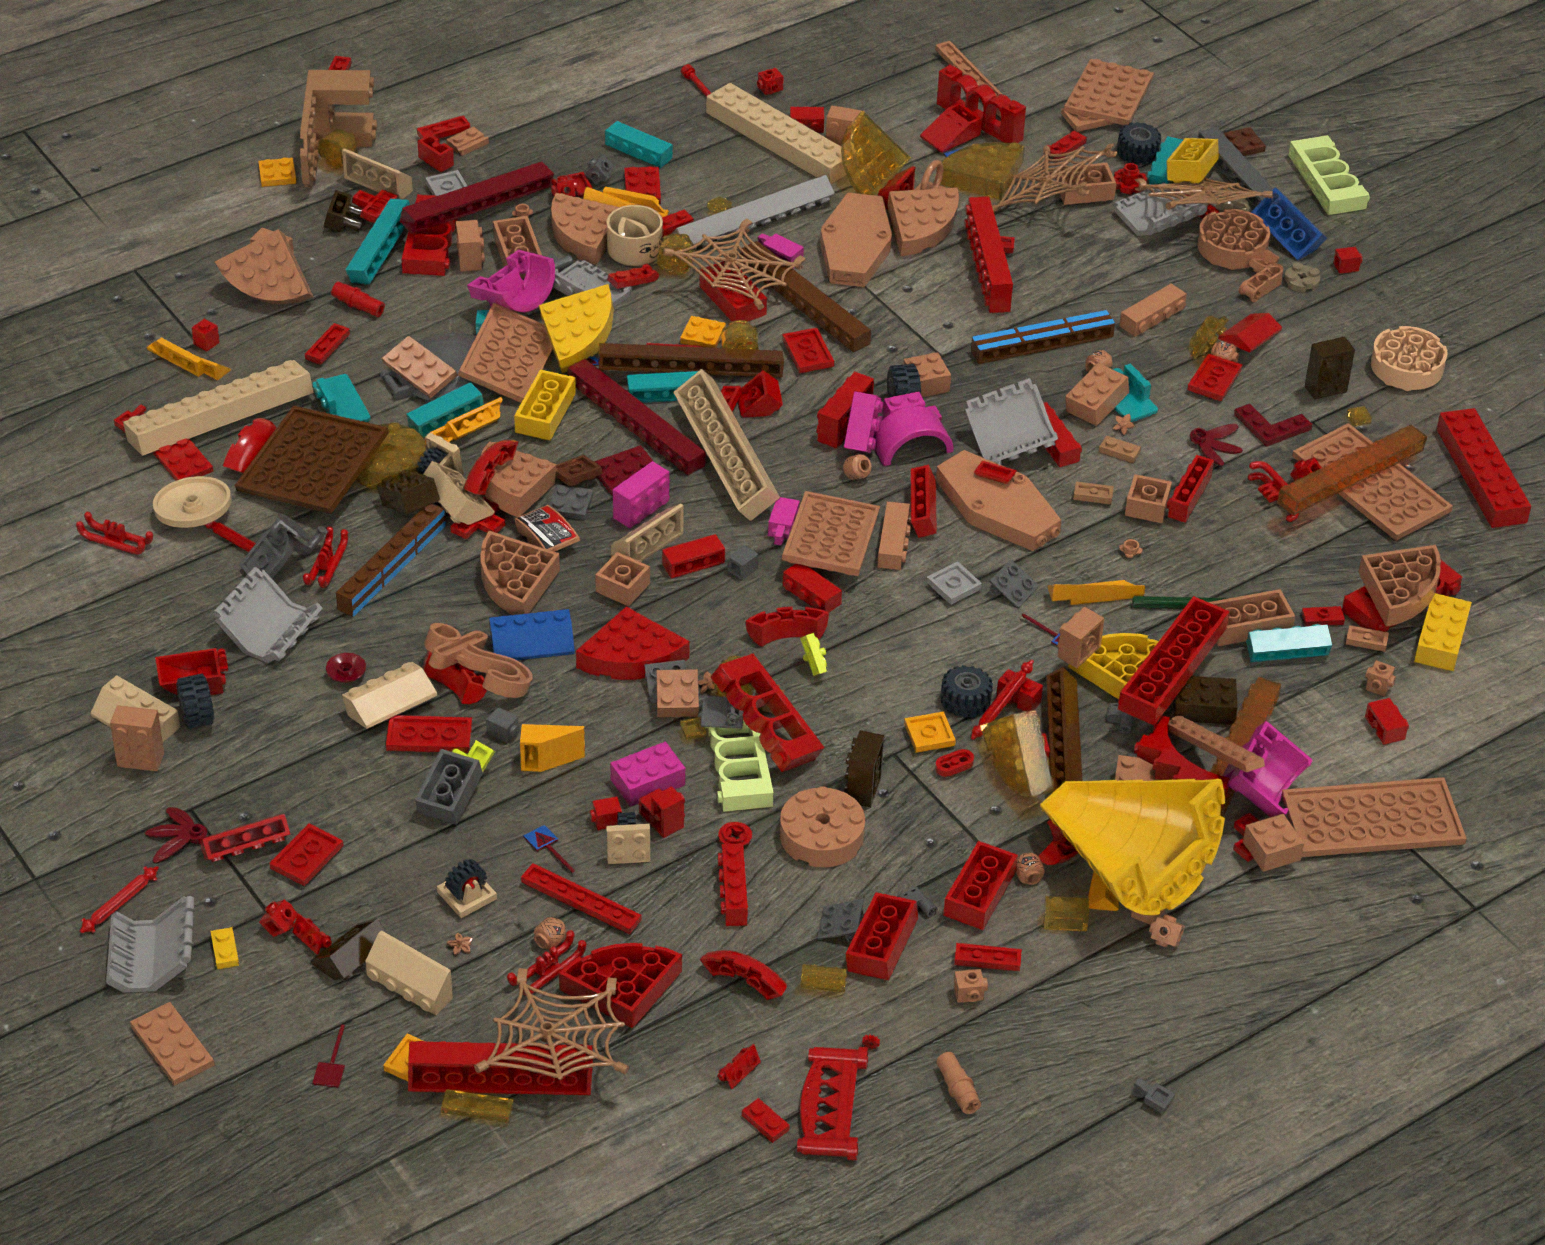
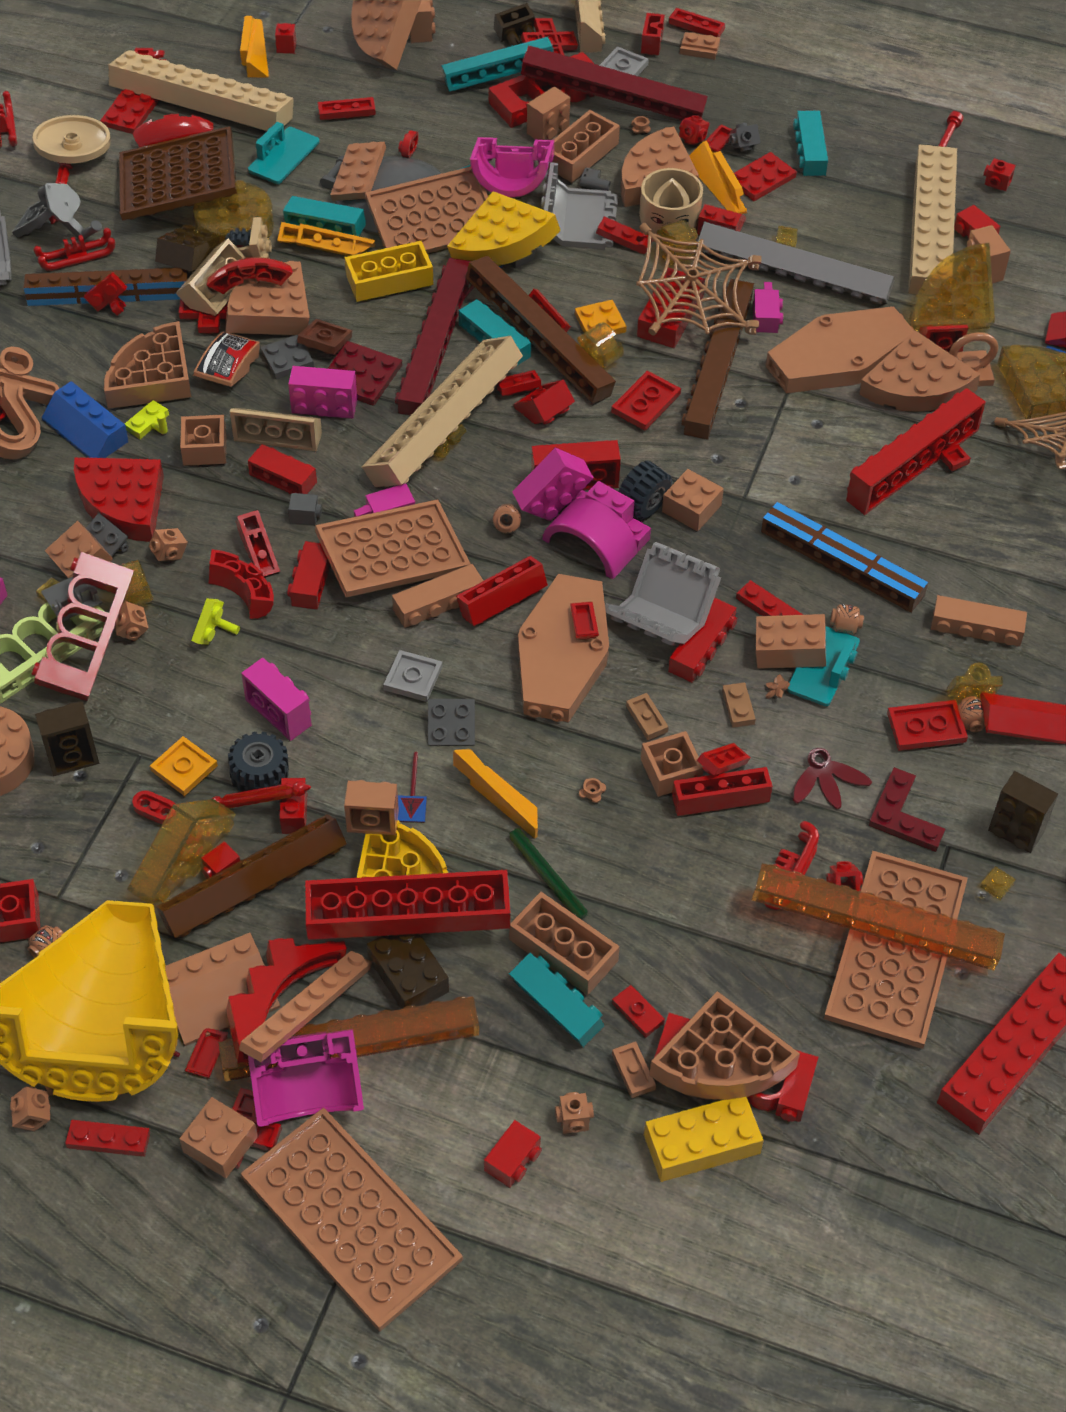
camera: 55 degrees right, 10 degrees up
(358, 299) = (417, 92): red piece -> none
(405, 559) = (107, 292): none -> red plate
(411, 328) = (409, 144): none -> red plate
(557, 599) = (150, 417): none -> neon yellow plate
(713, 639) = (168, 544): none -> nougat brick
(749, 599) = (257, 542): none -> red slope
(920, 652) = (277, 698): none -> dark pink brick
(1055, 391) = (763, 601): none -> red plate
(1169, 472) = (723, 759): none -> red plate
(1216, 908) = (107, 1138): none -> red plate

